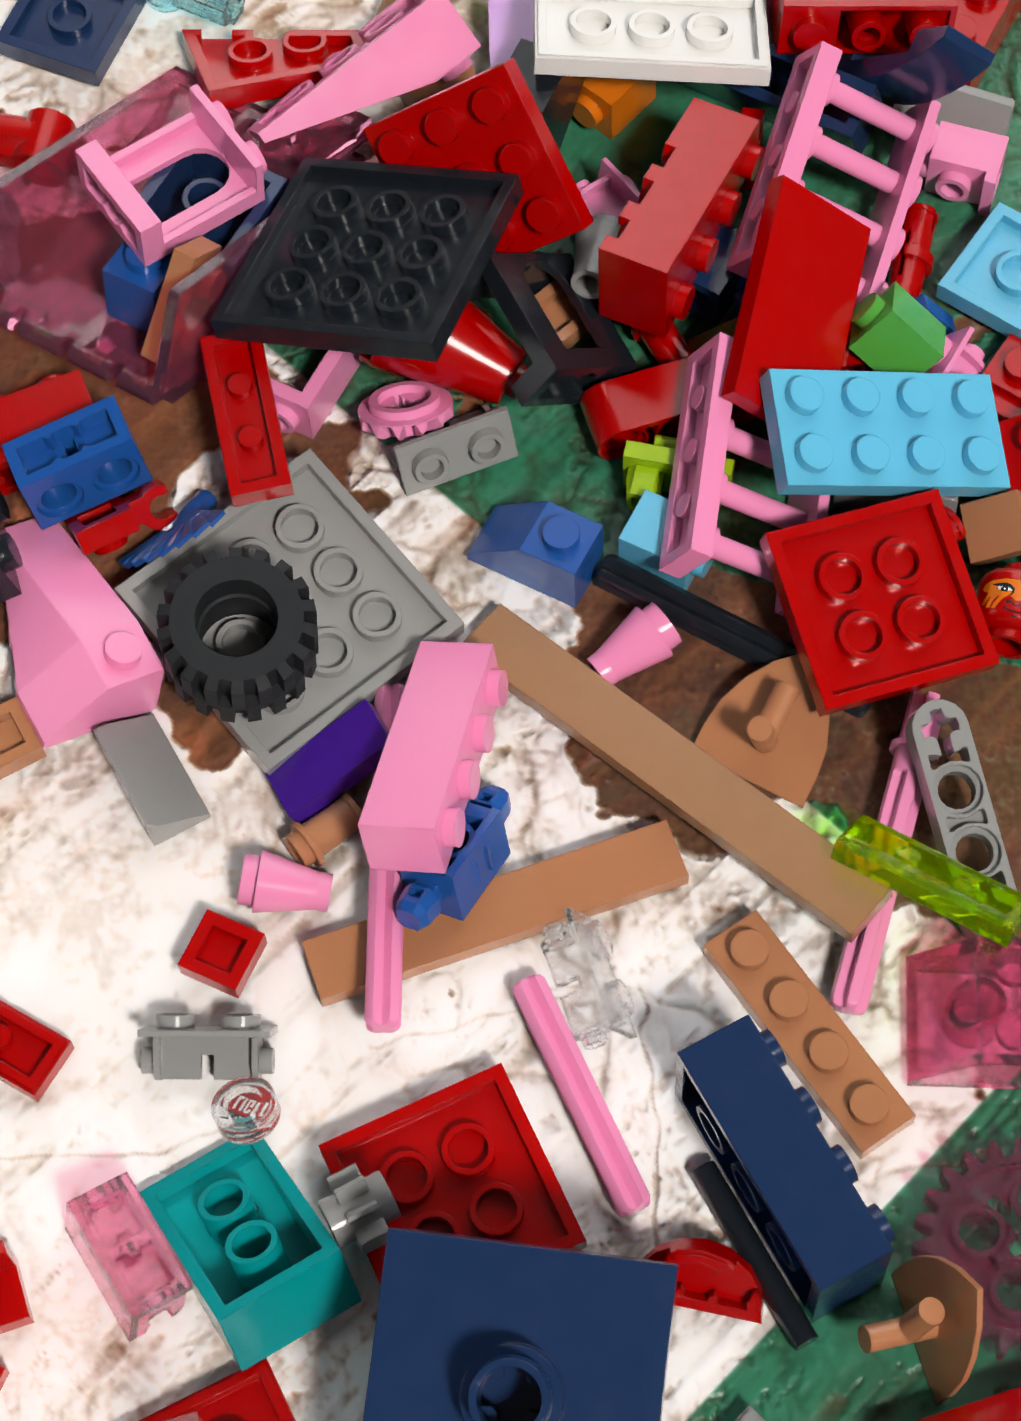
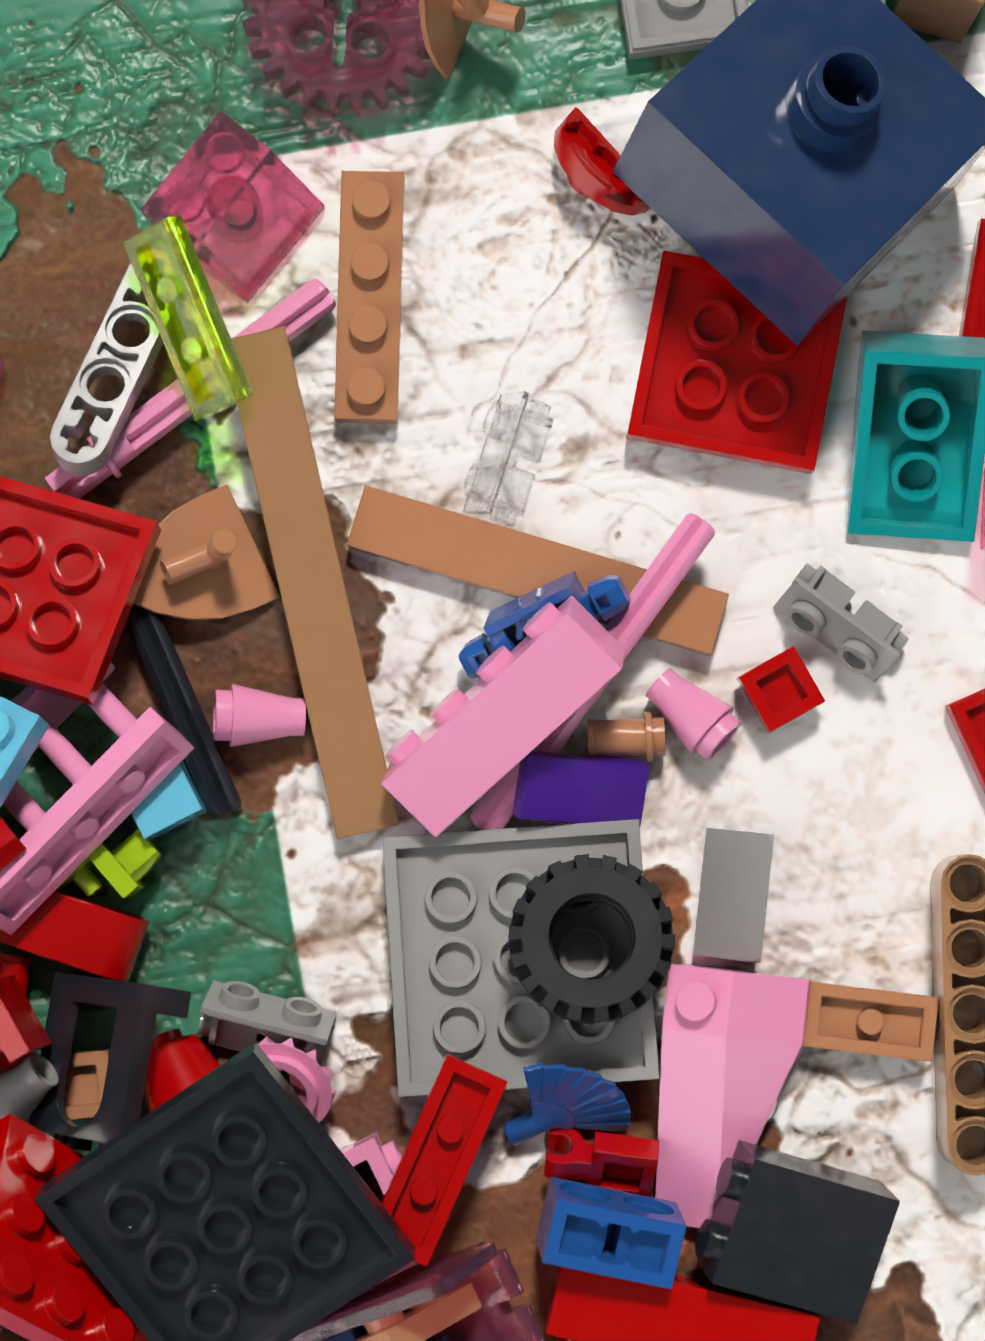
camera: 150 degrees left, 20 degrees up
(246, 1110) = (847, 547): clear tile -> none
(359, 1208) = (825, 380): light grey gear -> none
(541, 548) = (268, 867): blue slope -> none
(581, 1096) = (580, 374): bright pink axle -> none
(751, 1248) = (541, 161): black bar -> none
(783, 1167) = (482, 178): dark blue brick -> none

